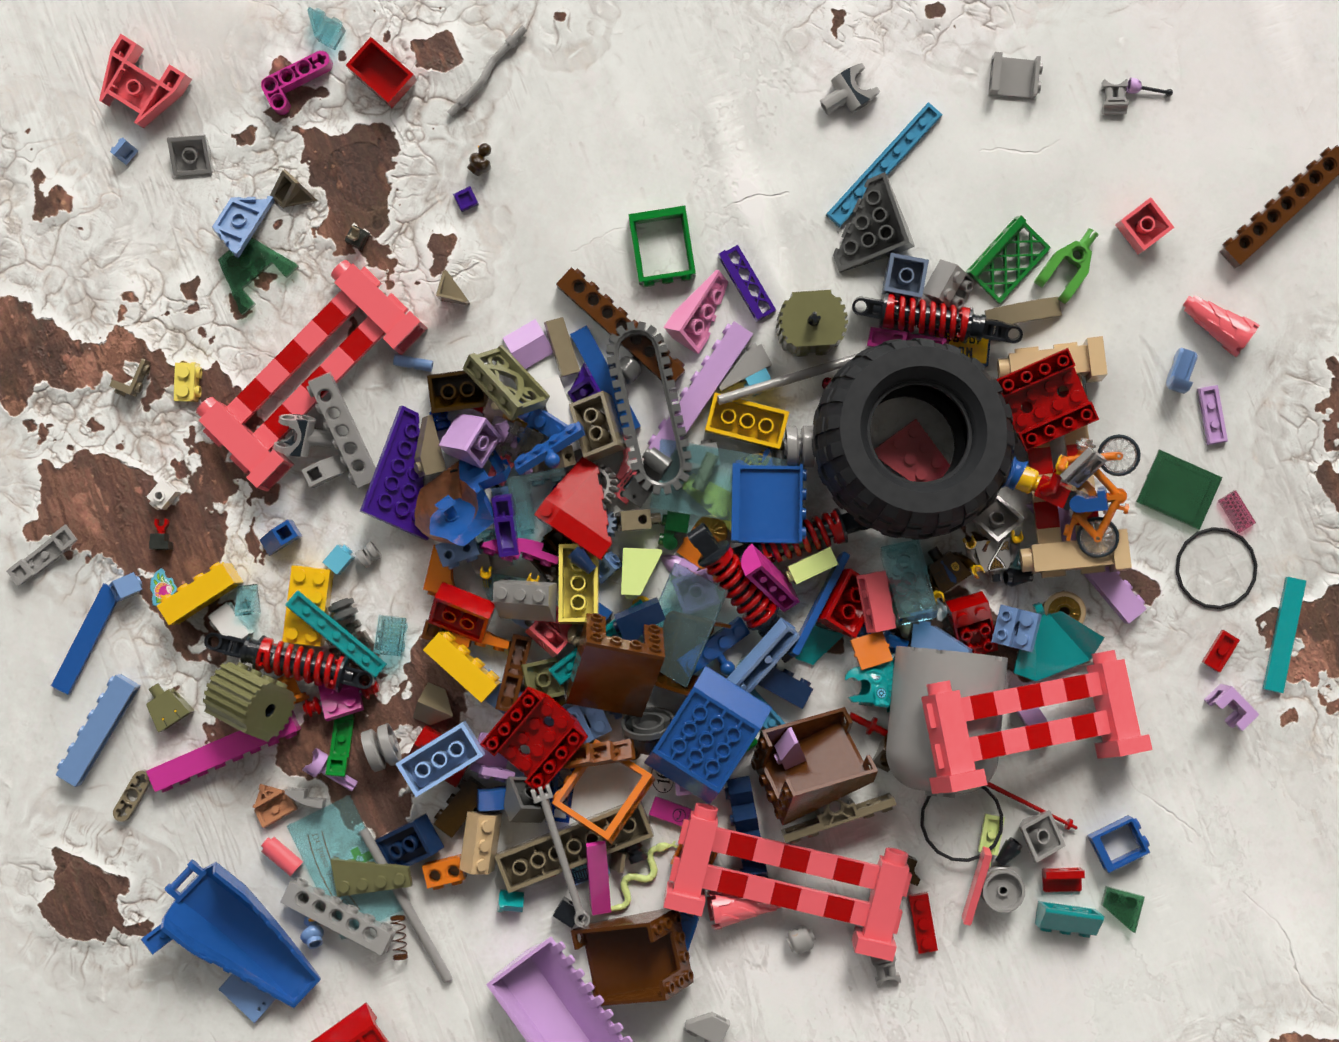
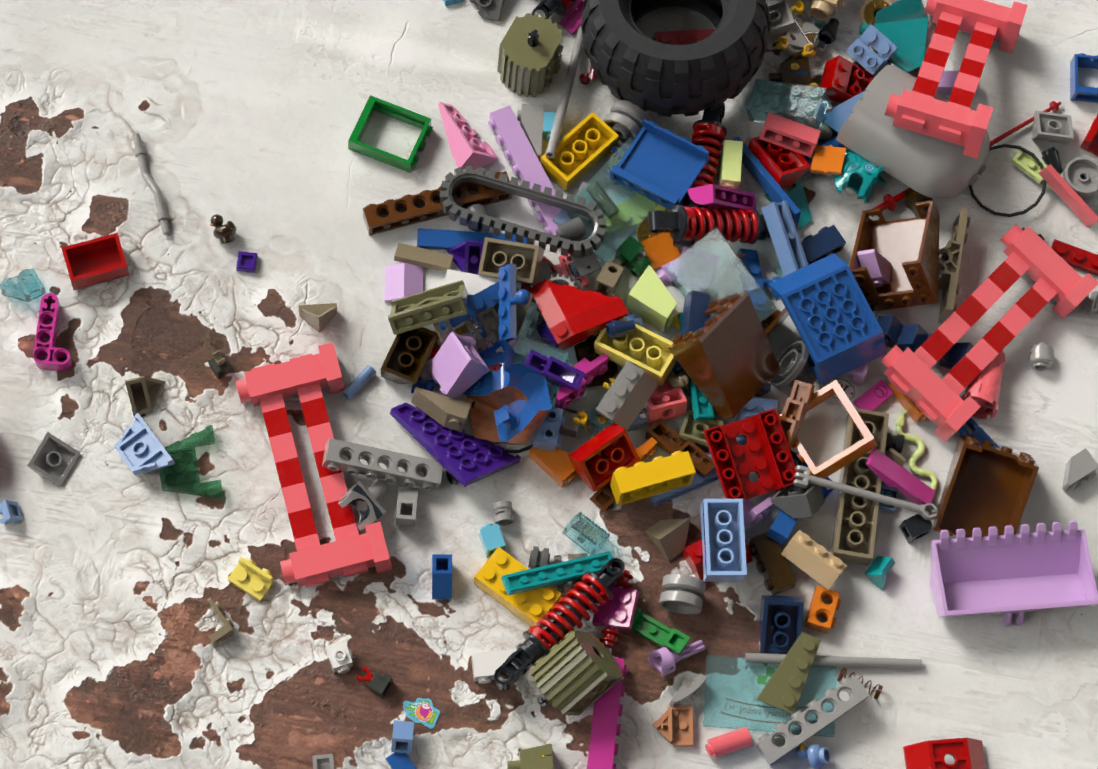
camera: 75 degrees left, 20 degrees down
(200, 593) = (450, 668): yellow brick -> none
(247, 600) = (480, 638): clear light blue slope -> none
(741, 286) = (462, 93): dark purple fence -> none

